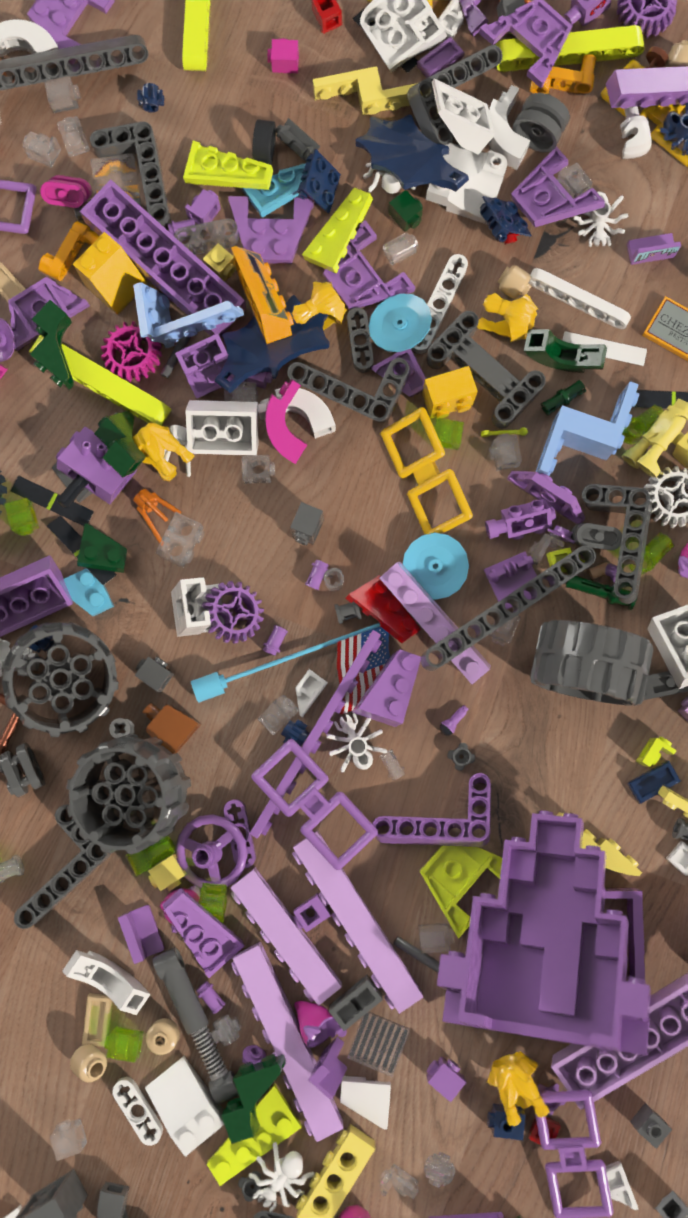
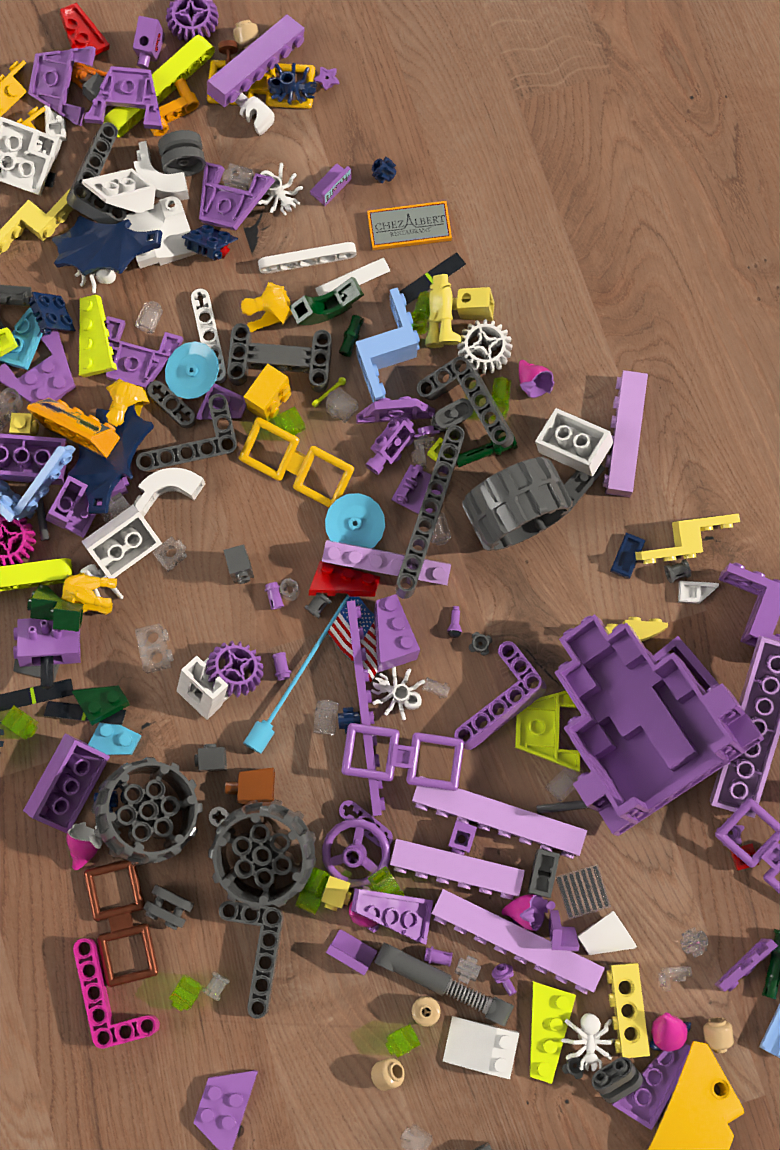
camera: 40 degrees left, 5 degrees down
(97, 1019) = (369, 1041): tan tile -> none
(109, 978) = (354, 1003): white arch -> none
(135, 1122) = (468, 1080): white beam -> none
(147, 502) = (107, 639): orange plant -> none
(251, 1083) = (516, 988): dark green arch -> none
(282, 439) = (159, 510): dark pink arch -> none
(308, 691) = (334, 683): white tile -> none
(406, 211) = (132, 287): dark green brick -> none
(440, 58) = (69, 159): medium lavender tile -> none
(445, 1077) = (647, 875): medium lavender brick -> none
(499, 1126) = (713, 871): dark blue brick -> none
(514, 282) = (252, 280): tan head -> none
(515, 1085) = (700, 838): yellow piece -> none
(603, 569) = (474, 436): arm -> none
(650, 753) = (610, 537): neon yellow bracket -> none

